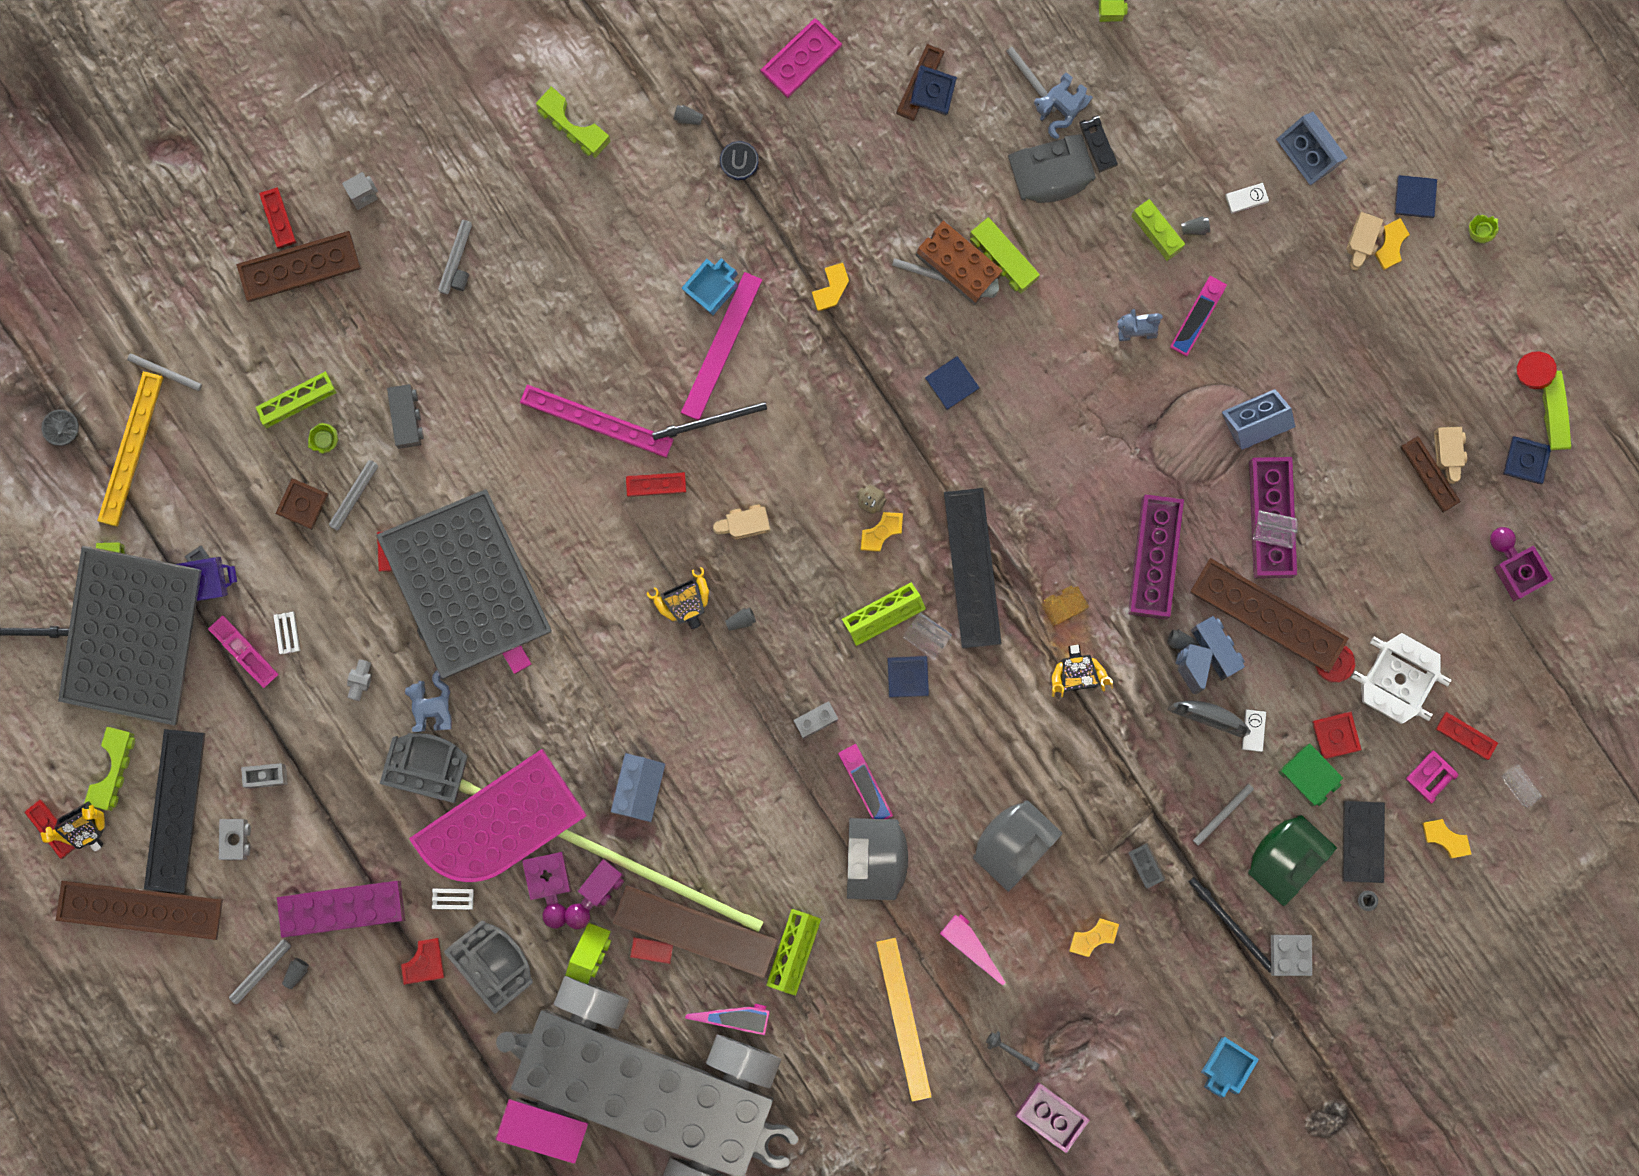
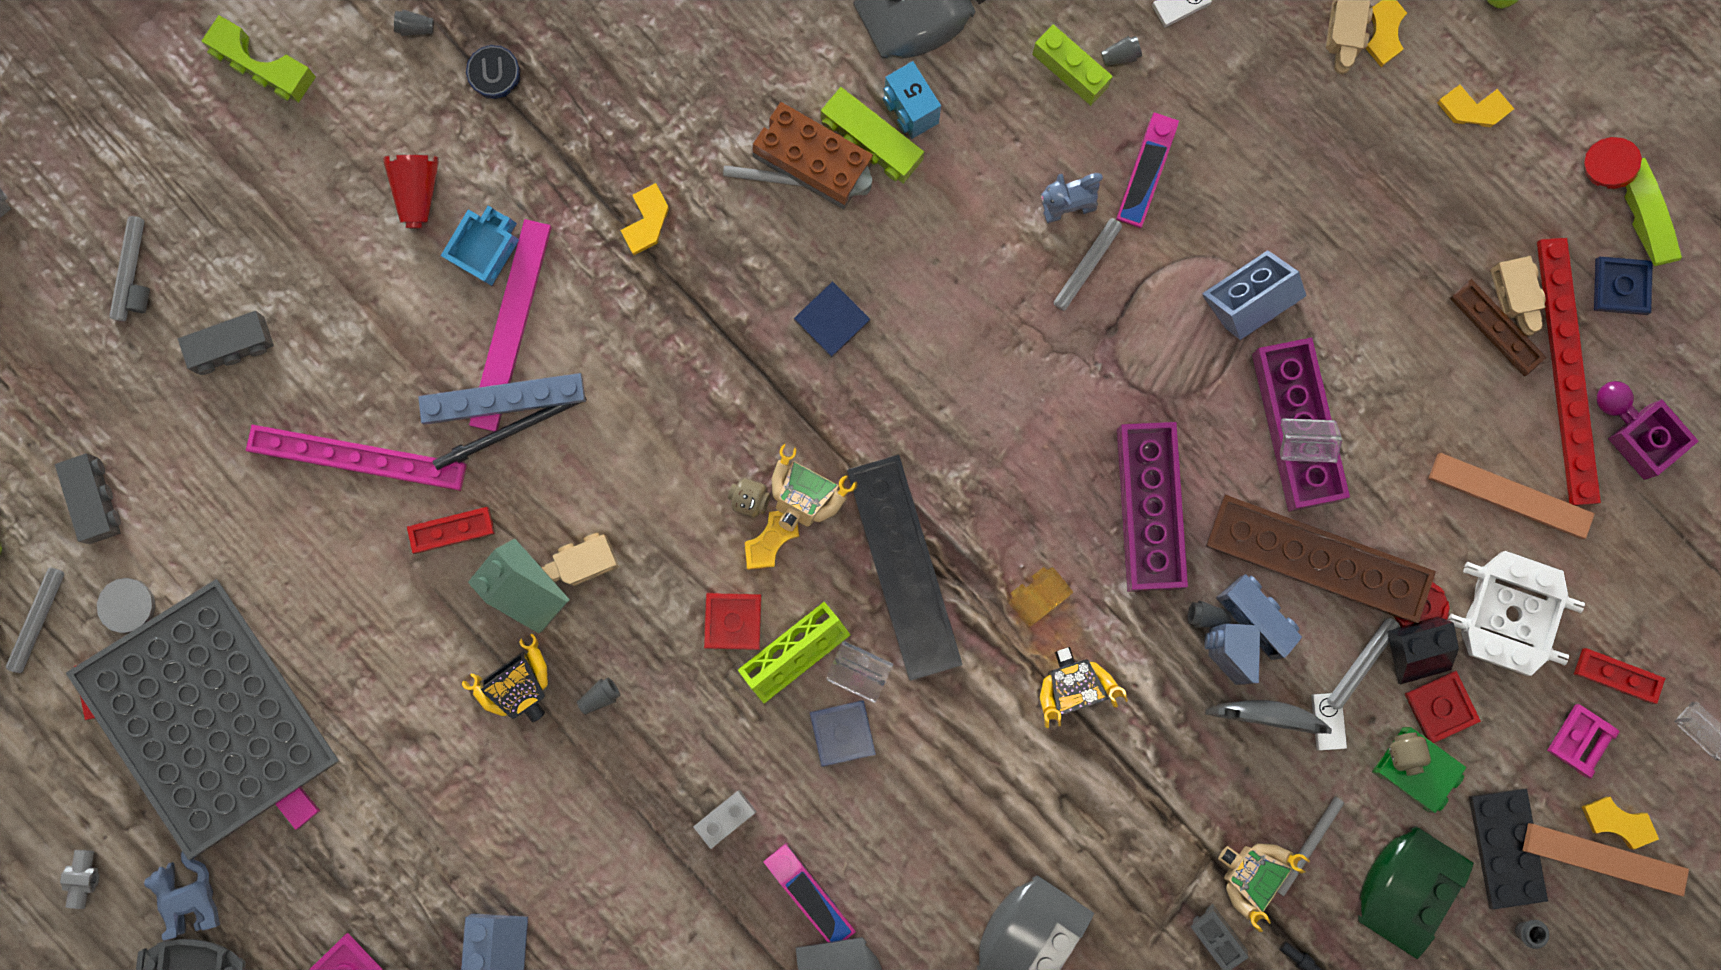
camera: 10 degrees left, 0 degrees up
(418, 496) = (125, 605): none -> light grey tile
(518, 323) = (226, 343): none -> dark grey brick
(669, 235) = (412, 186): none -> red cone
(699, 533) = (518, 587): none -> sand green slope
(708, 398) = (501, 398): none -> sand blue plate
(844, 584) = (733, 621): none -> red tile
(911, 504) = (805, 494): none -> torso
(1037, 236) = (911, 100): none -> dark azure brick
(1142, 376) = (1087, 264): none -> light grey axle
(1181, 827) = (1256, 877): none -> torso
(1285, 694) = (1362, 665): none -> light grey axle
(1304, 759) = (1410, 753): none -> dark tan head
(1329, 692) = (1423, 649): none -> black slope
(1415, 596) = (1511, 496): none -> nougat tile
(1430, 861) = (1605, 860): none -> nougat tile
(1437, 312) = (1463, 109): none -> yellow tile
(1475, 514) = (1568, 372): none -> red plate

